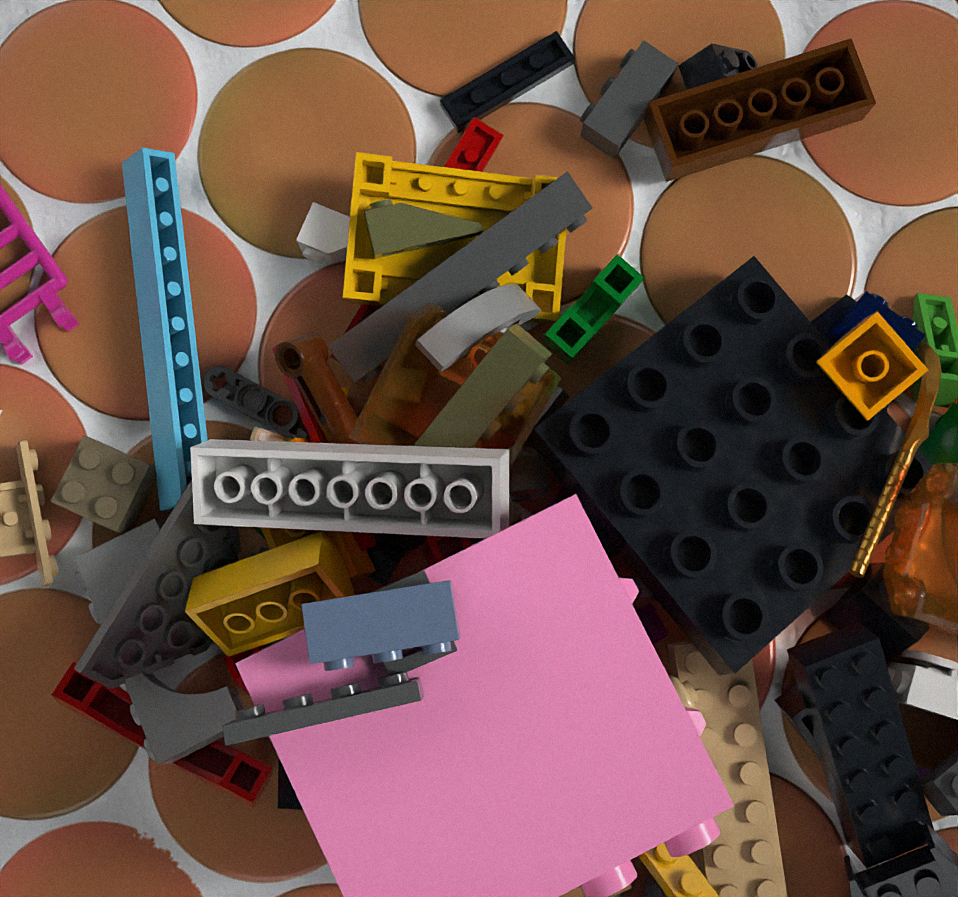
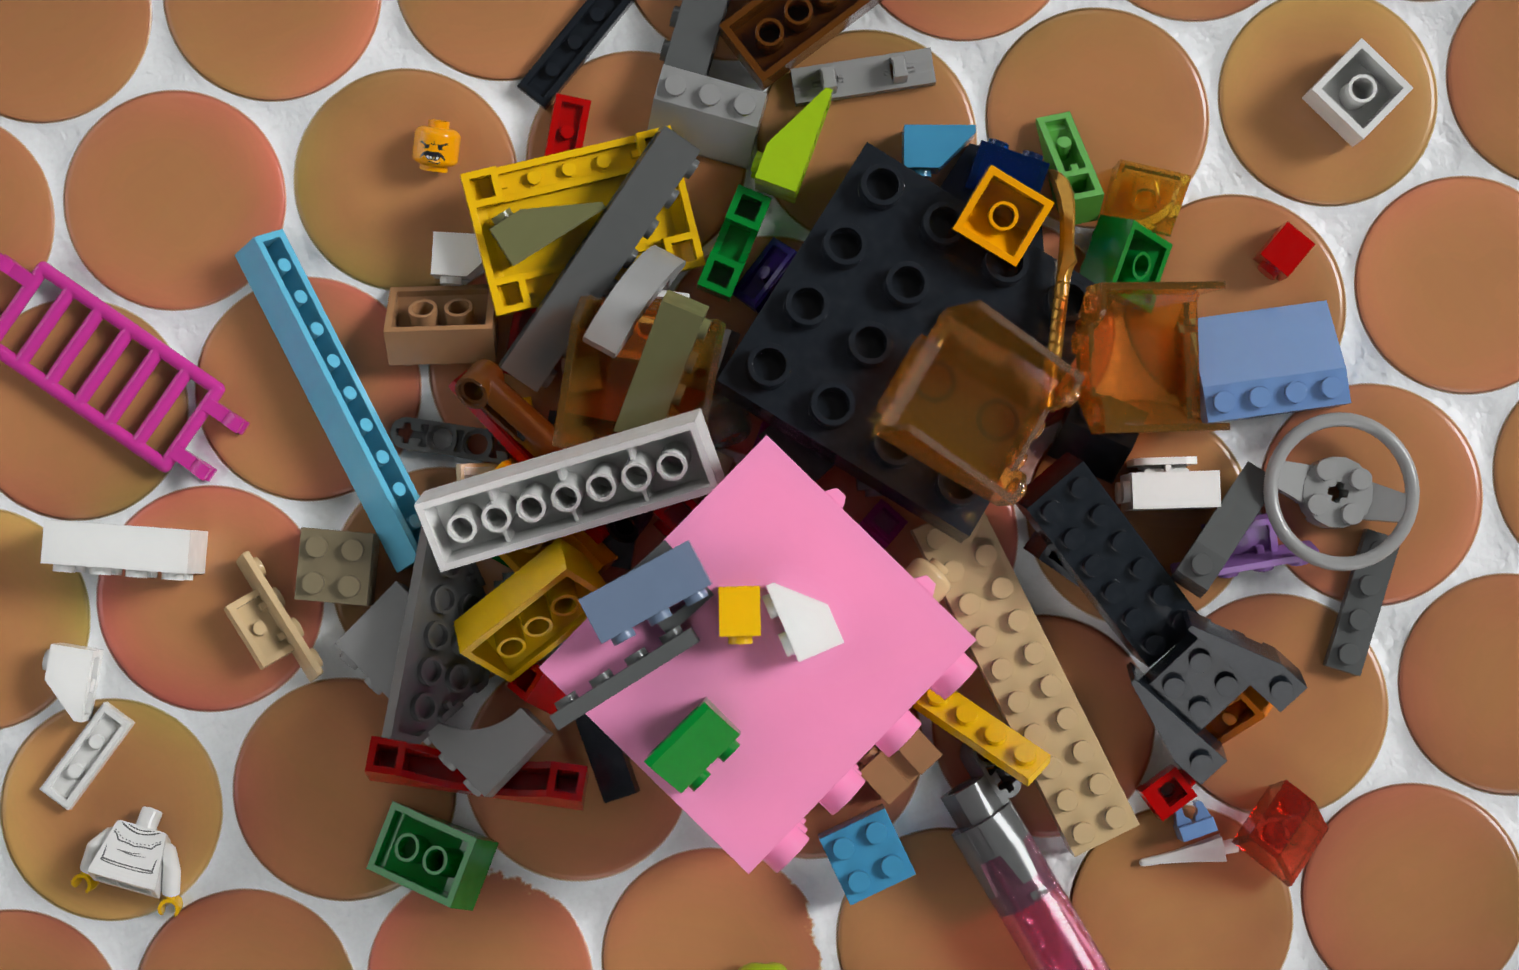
camera: 20 degrees left, 5 degrees up
(91, 803) = (432, 856): none -> green slope
(287, 293) = (440, 325): none -> medium nougat slope
(345, 128) = (436, 146): none -> light orange head
(371, 819) = (693, 746): none -> green slope
(479, 683) = (739, 613): none -> yellow brick
(551, 719) = (806, 622): none -> white slope
(609, 350) = (764, 274): none -> dark purple slope
(614, 182) = (709, 114): none -> light grey slope
(673, 242) = (789, 152): none -> lime slope
(764, 200) = (864, 76): none -> light grey hinge
(794, 537) = (975, 400): none -> clear orange windscreen
(814, 283) = (932, 147): none -> dark azure slope

